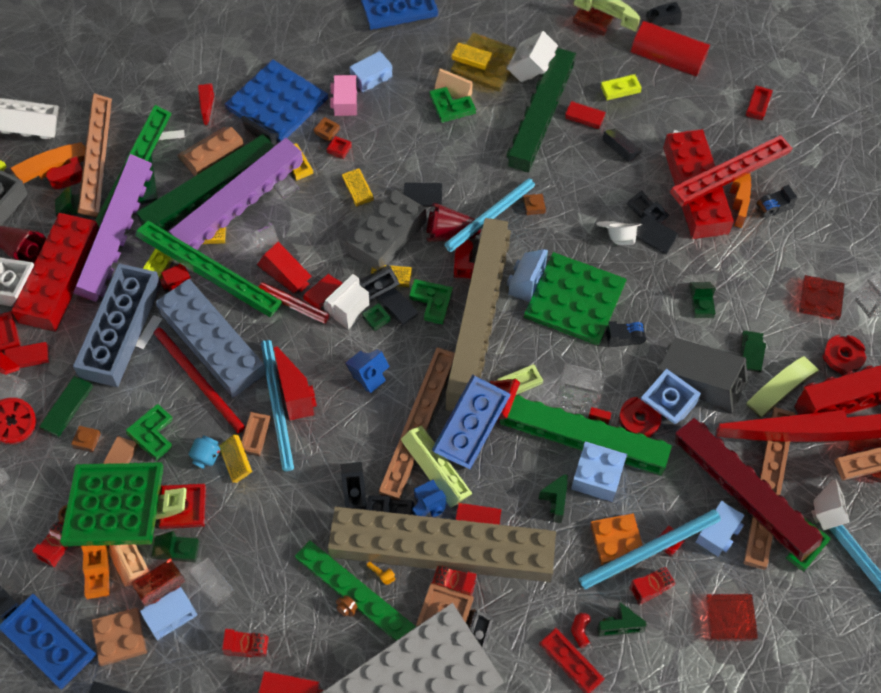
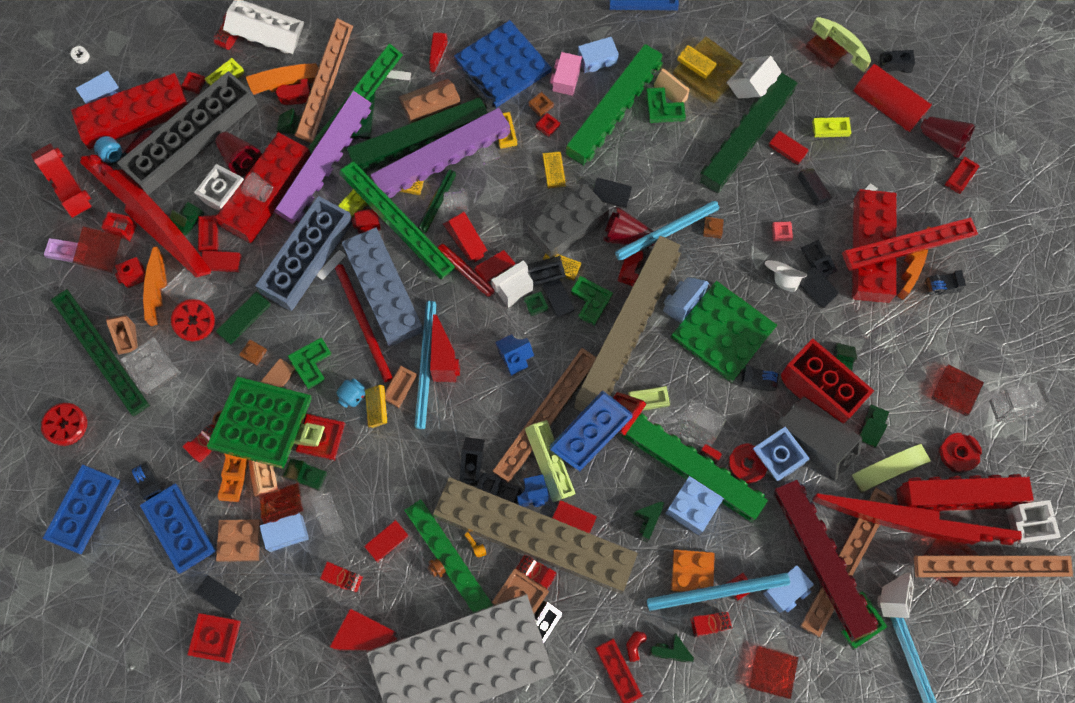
camera: 15 degrees right, 10 degrees up
(50, 268) = (256, 187): none -> clear piece
(244, 243) = (436, 201): none -> dark green axle
(283, 593) = (386, 541): none -> red tile
(401, 114) = (614, 104): none -> green brick
(603, 192) = (782, 231): none -> coral tile
(692, 315) = (825, 382): none -> red brick
(734, 67) = (948, 133): none -> dark red cone

